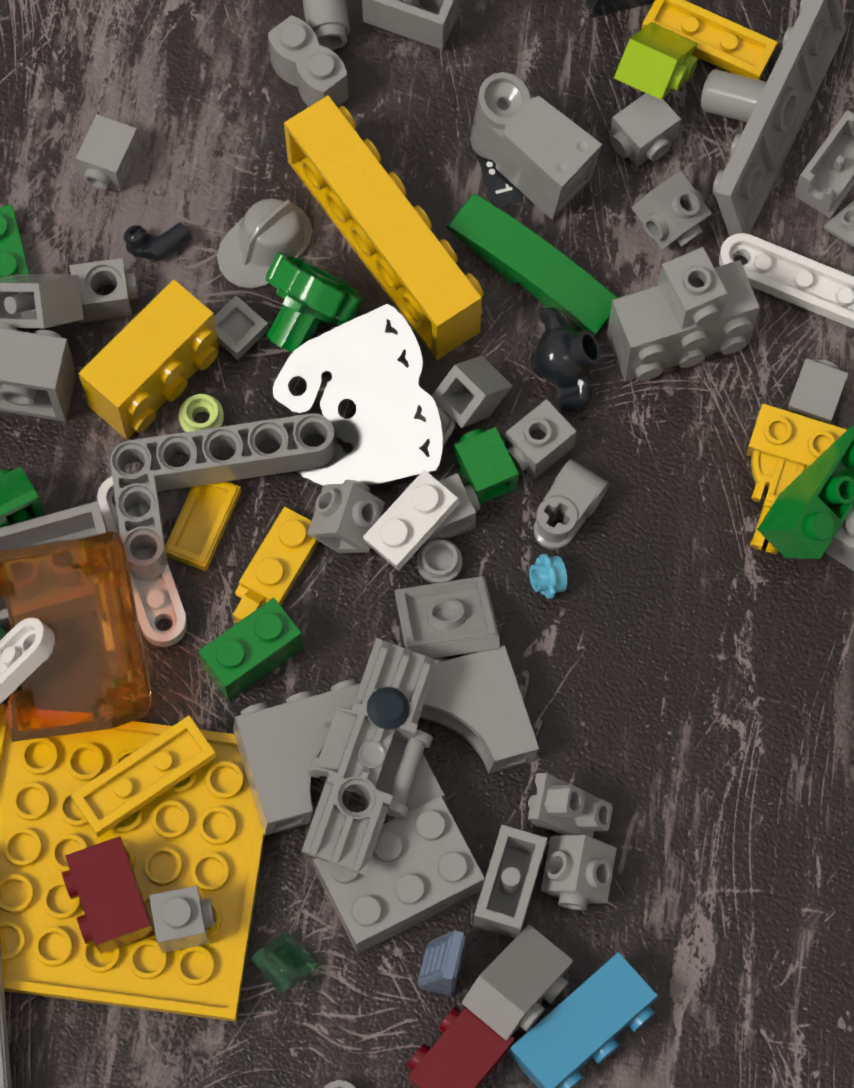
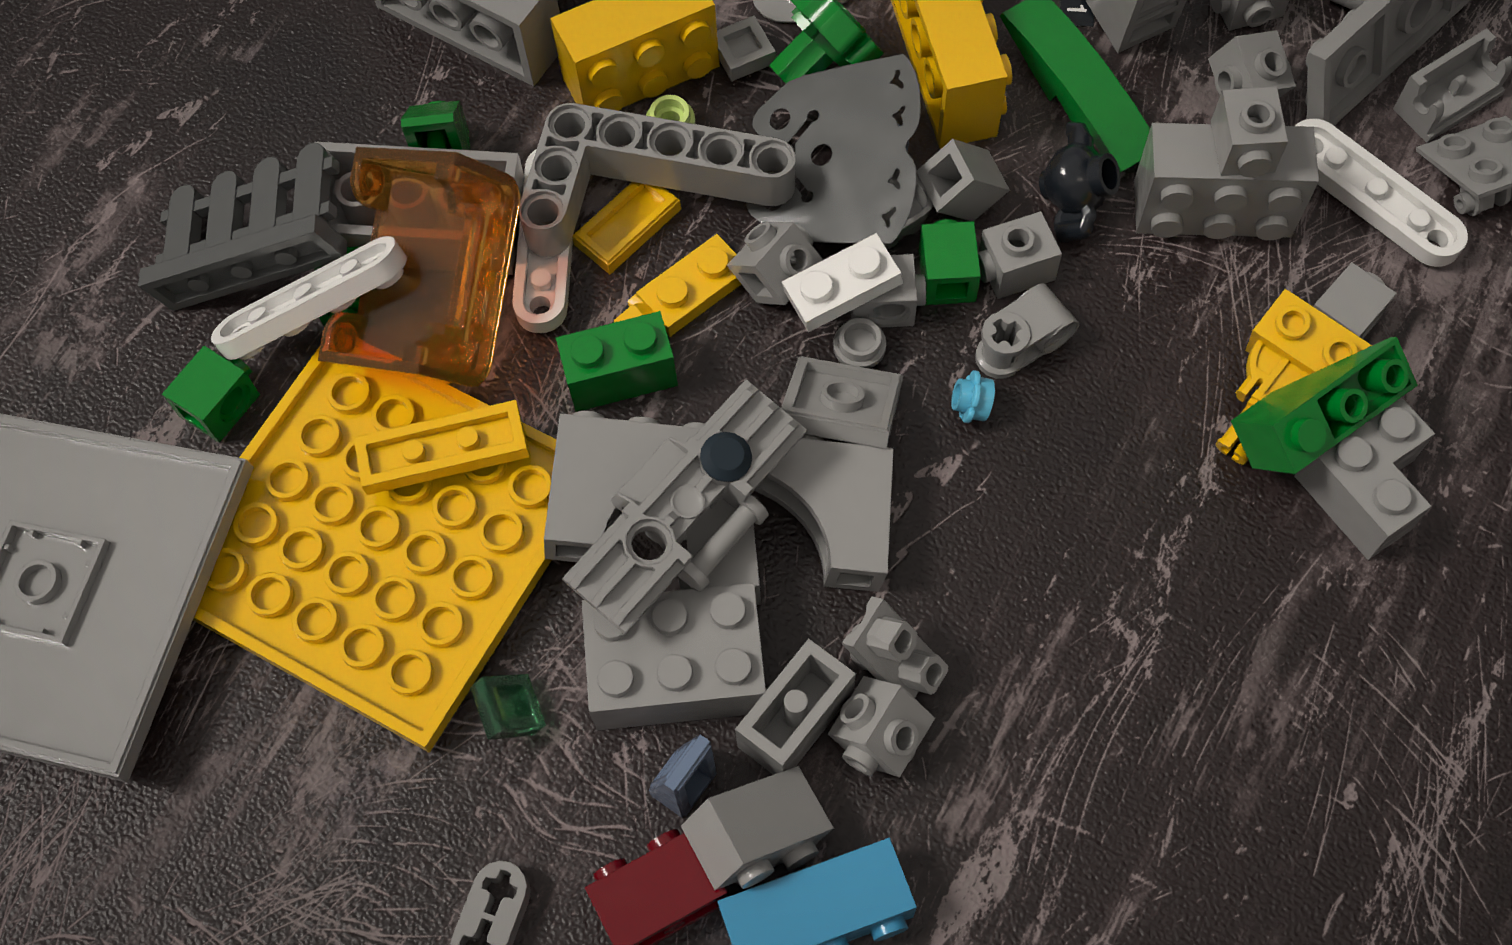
camera: 25 degrees right, 5 degrees down
(108, 895) = (344, 558): dark red brick -> none
(181, 918) = (407, 611): light grey brick -> none

